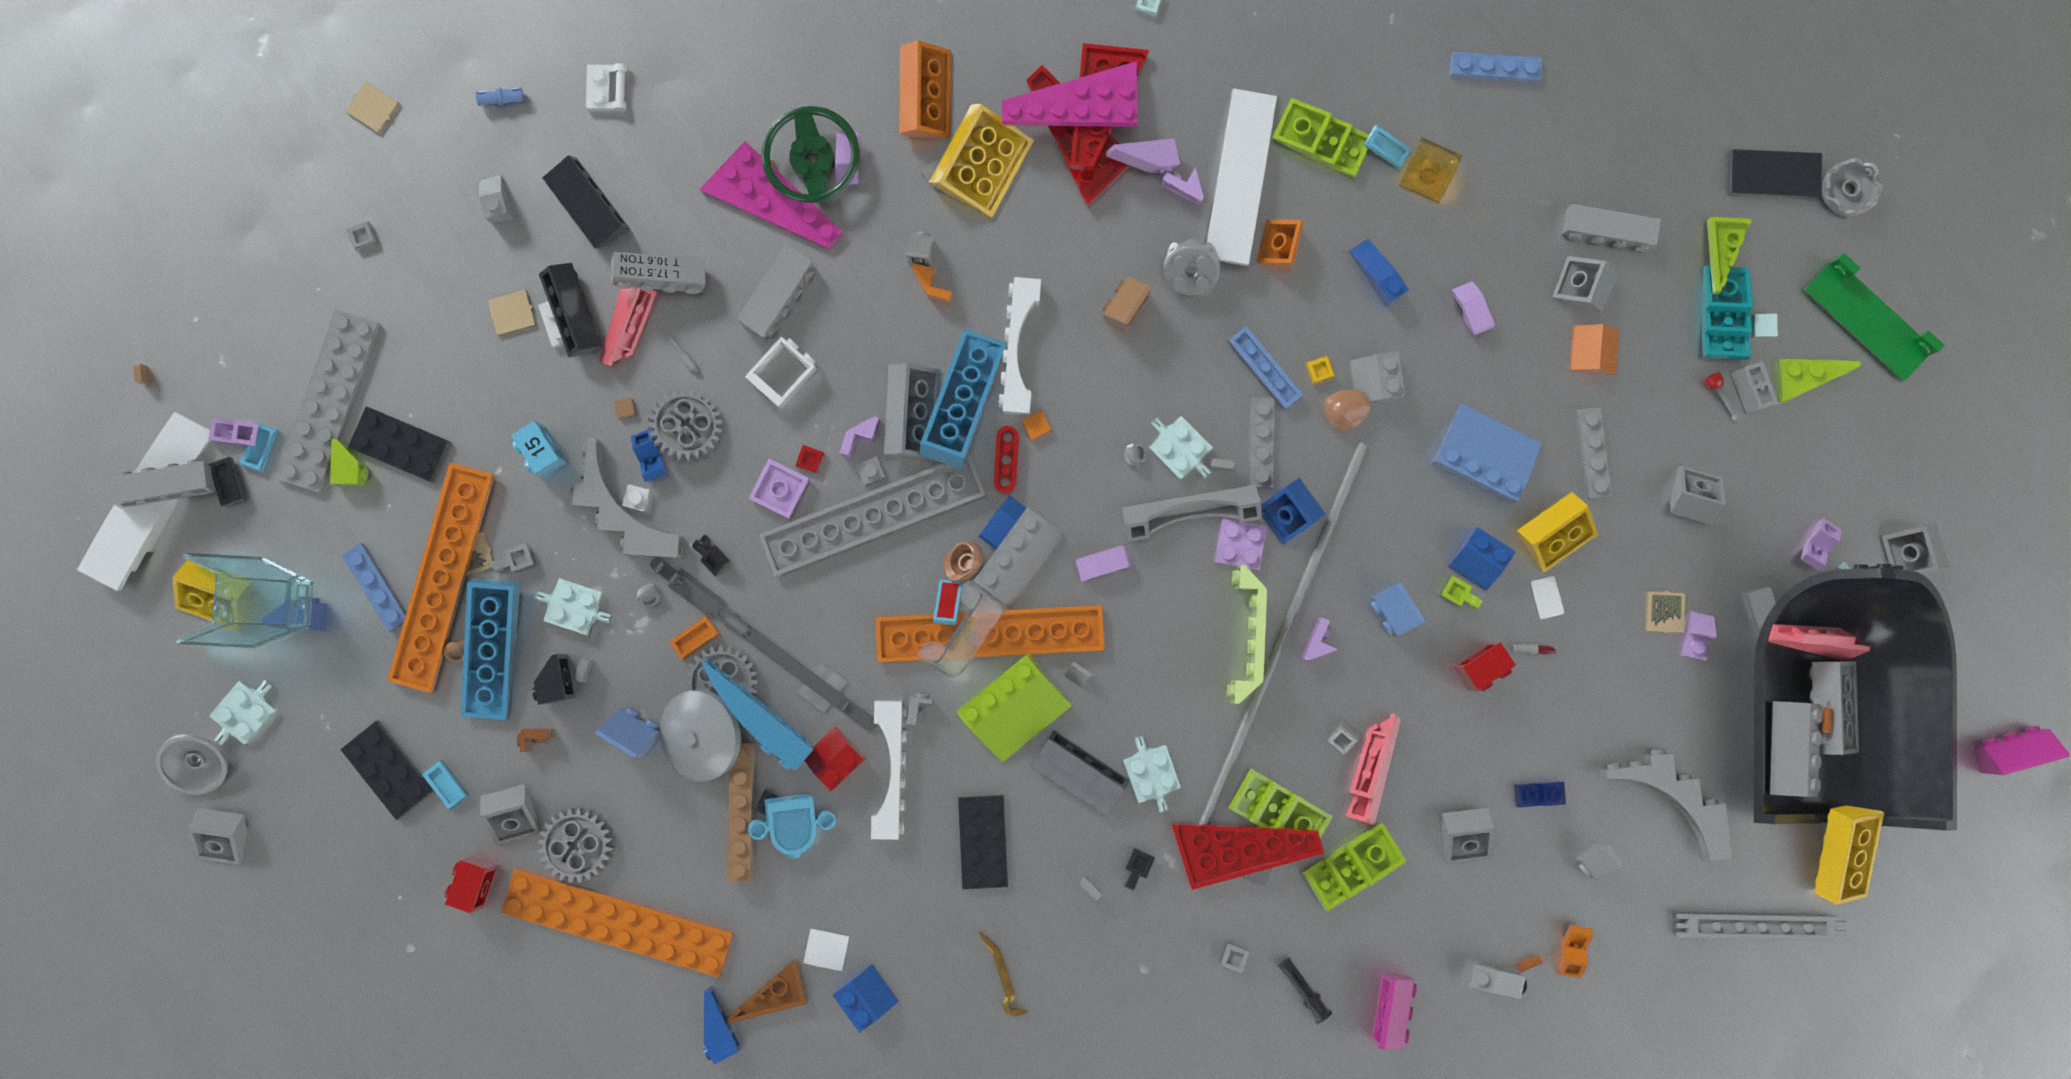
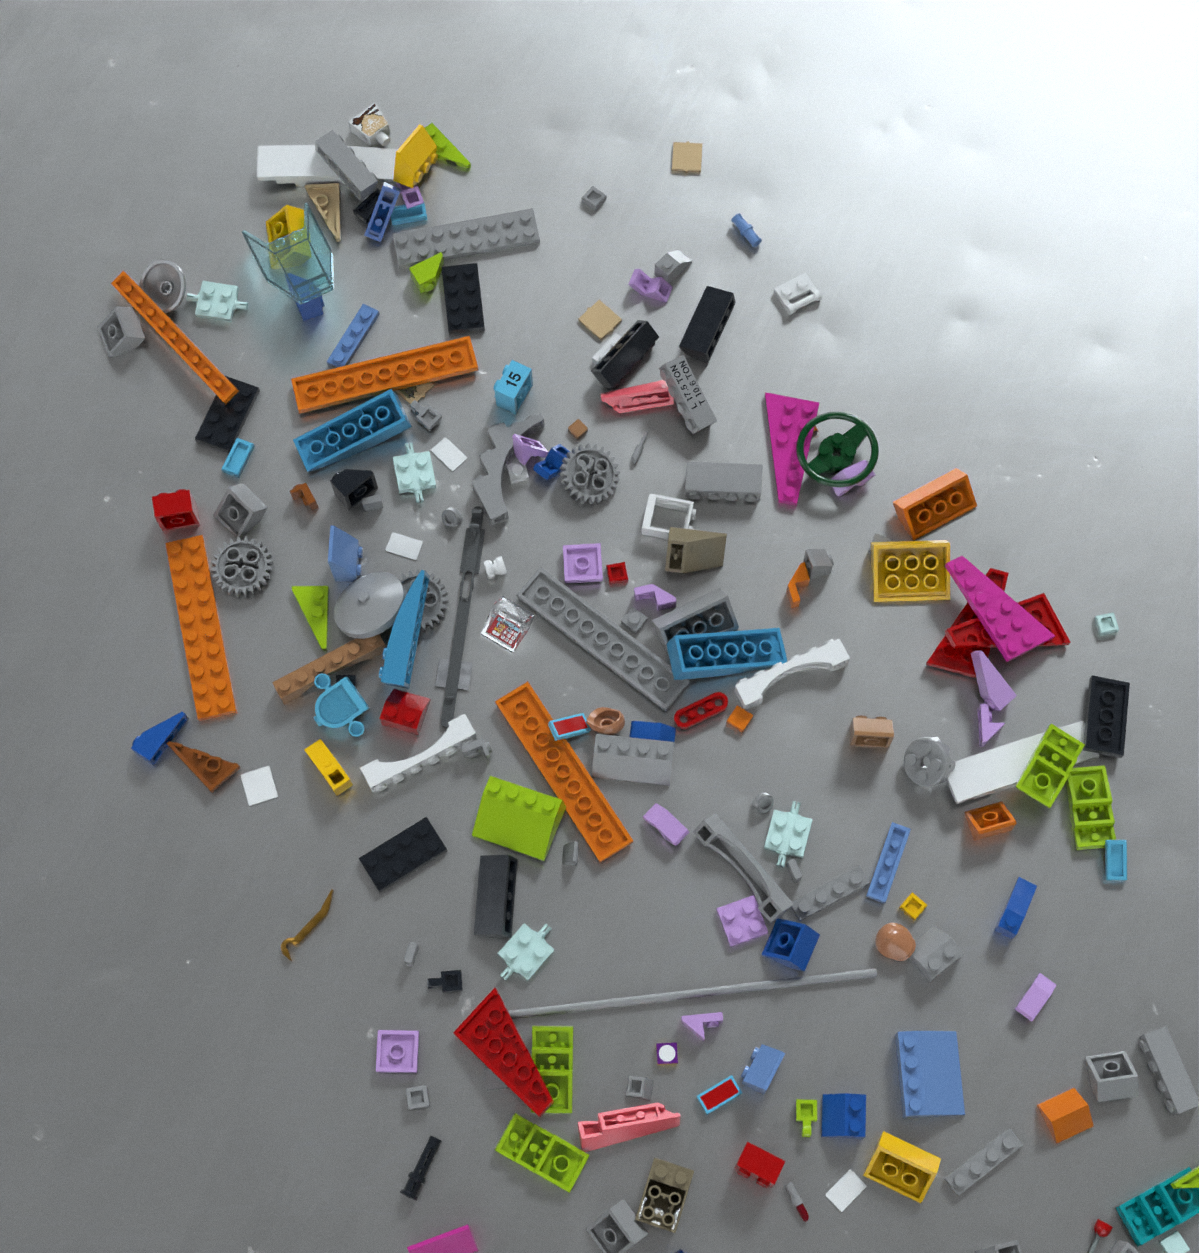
camera: 60 degrees right, 15 degrees down
(126, 429) = (371, 126): none -> torso
(141, 374) = (415, 115): medium nougat piece -> none
(187, 371) = (445, 148): none -> lime wing
(193, 528) = (327, 202): none -> tan wing
(199, 404) = (414, 157): none -> yellow slope
(243, 474) = (382, 212): none -> blue slope
(261, 782) = (175, 337): none -> orange plate
(455, 651) = (336, 410): medium nougat tile -> none
(507, 236) = (653, 288): none -> lavender slope
(573, 558) = (449, 454): none -> white sticker
(618, 473) = (527, 447): none -> lavender slope
(650, 662) = (404, 546): none -> white sticker
(664, 791) = (315, 606): none -> lime wing
(694, 638) = (439, 566): orange tile -> none
(712, 557) = (505, 545): black plate -> none
(731, 581) = (495, 567): none -> white wheel
(801, 603) = (507, 624): none -> clear slope
(834, 367) = (694, 550): none -> dark tan slope
(849, 870) = (328, 767): none -> yellow slope
(865, 998) = (237, 832): blue slope -> none
(968, 636) = (552, 749): clear windscreen -> none
(1179, 954) = (397, 1051): none -> lavender plate
(1243, 63) = (1106, 716): none -> black plate
(1246, 580) = (630, 981): yellowish green slope -> none
(1264, 151) = (1049, 766): none -> lime slope
(1327, 692) = (667, 1053): none -> tile
(1394, 665) = (719, 1095): none -> red tile
(1430, 170) = (1120, 902): clear yellow slope -> none
(1460, 771) = (664, 1195): none -> dark tan slope

